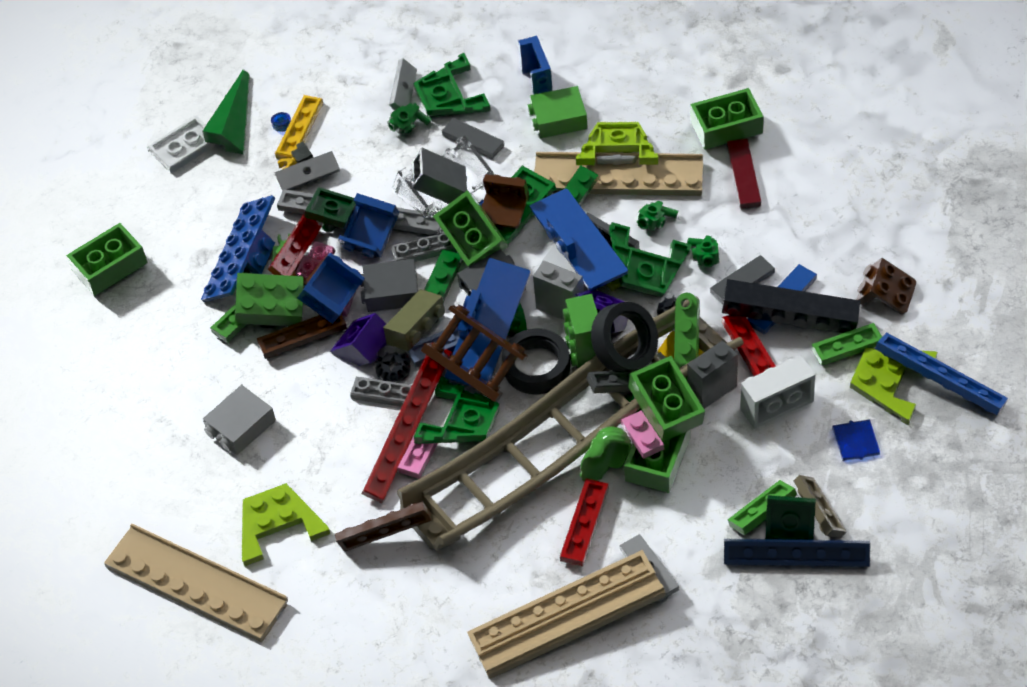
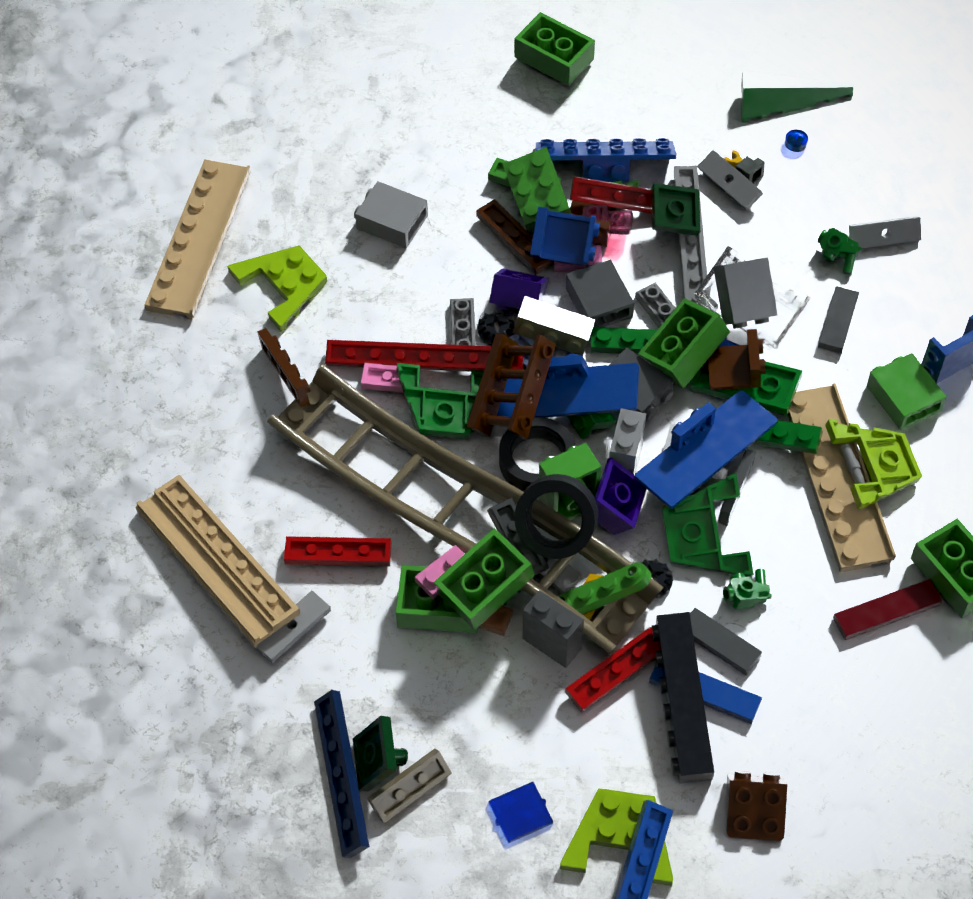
camera: 70 degrees right, 5 degrees up
(180, 145) = (726, 62): white tile -> none
(299, 126) = (797, 158): yellow tile -> none
(369, 226) = (667, 253): blue panel -> none
(441, 94) = (893, 269): green wing -> none
(607, 450) = (418, 543): bright green hair -> none
(652, 216) = (781, 521): green piece -> none
(755, 511) = (405, 730): bright green plate -> none
(777, 391) = (551, 704): white brick -> none
(846, 344) = (654, 774): bright green plate -> none

